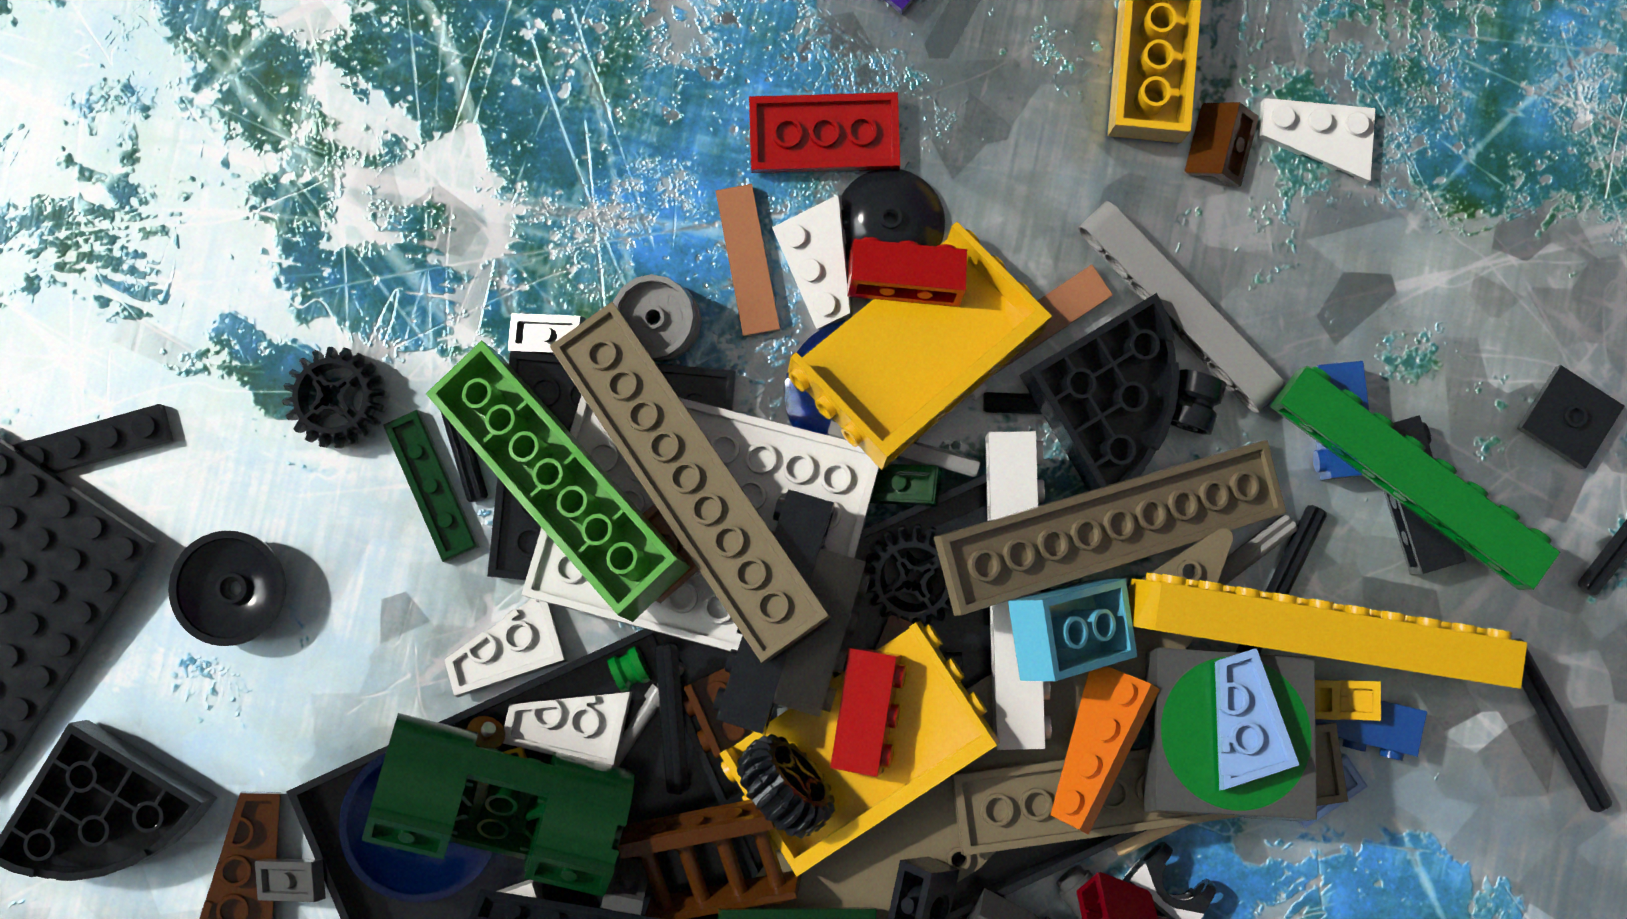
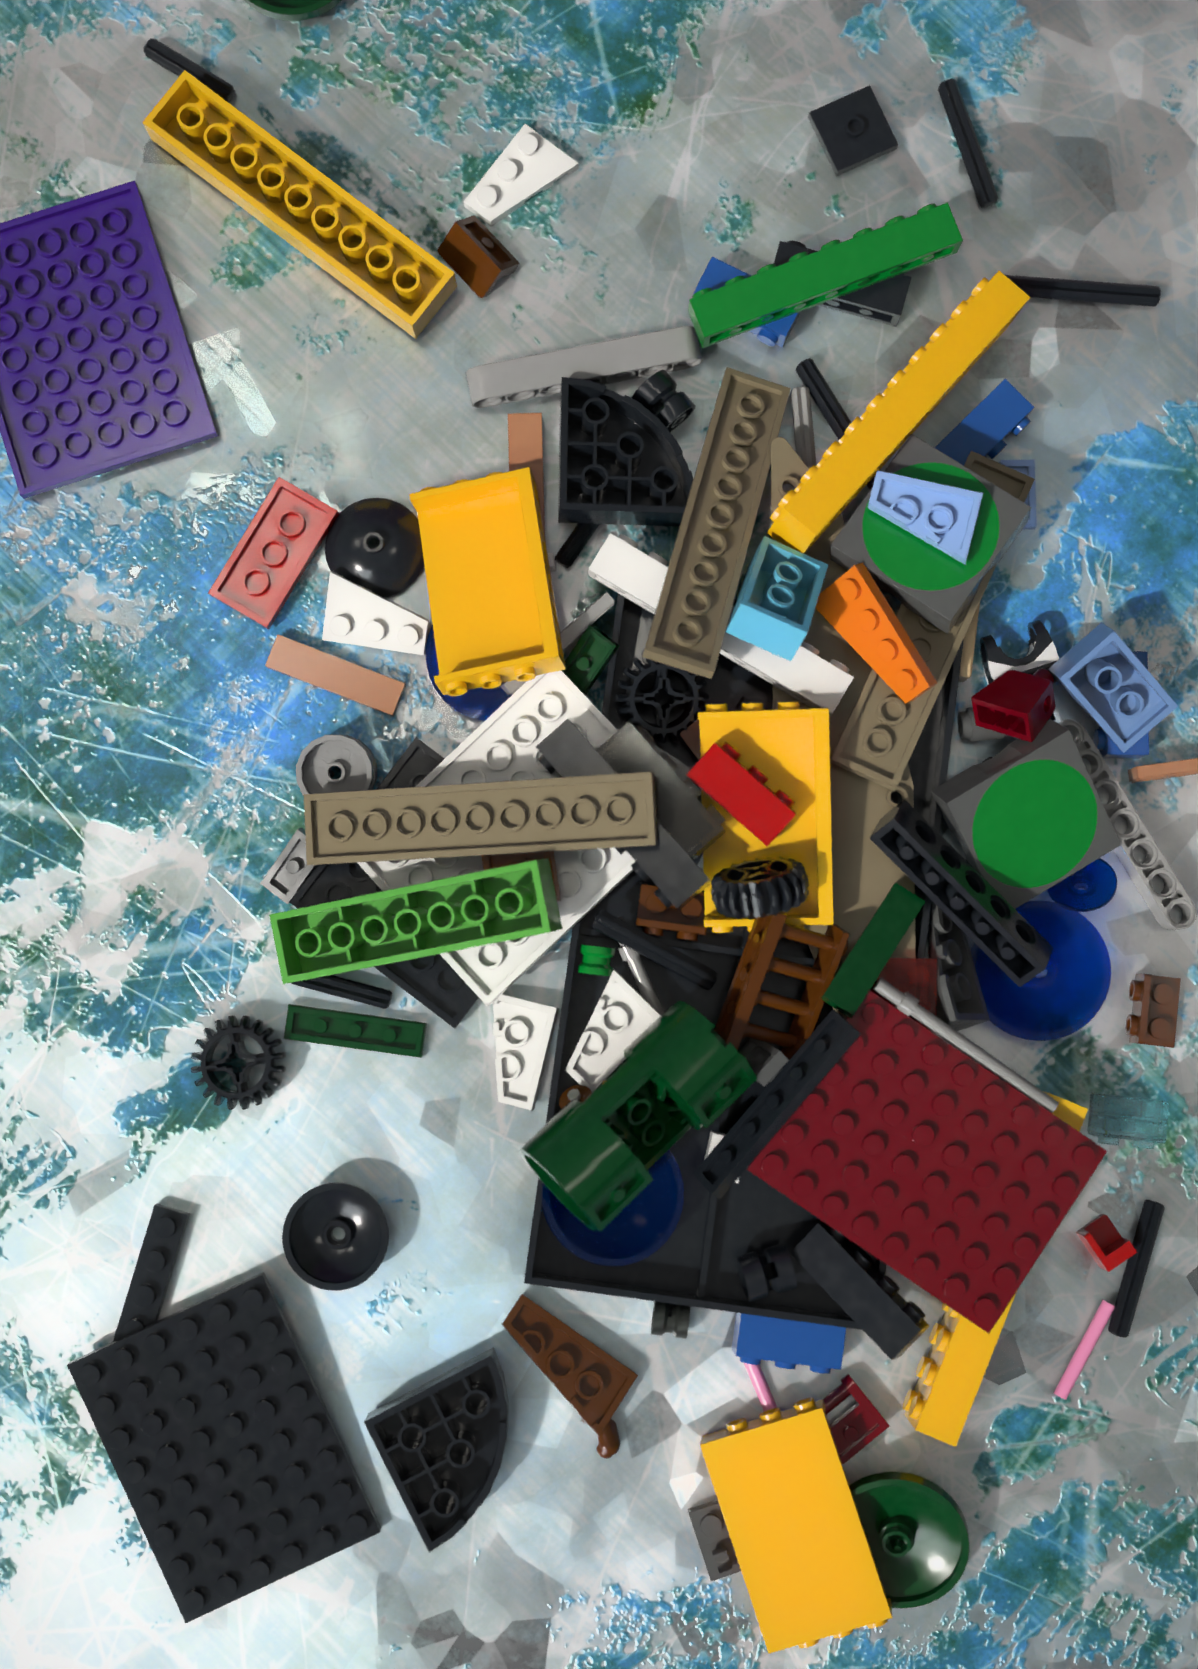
camera: 55 degrees left, 0 degrees up
(290, 880) = (594, 1322): dark grey plate -> none
(907, 272) = (424, 556): red brick -> none
(1348, 700) = (960, 430): yellow slope -> none

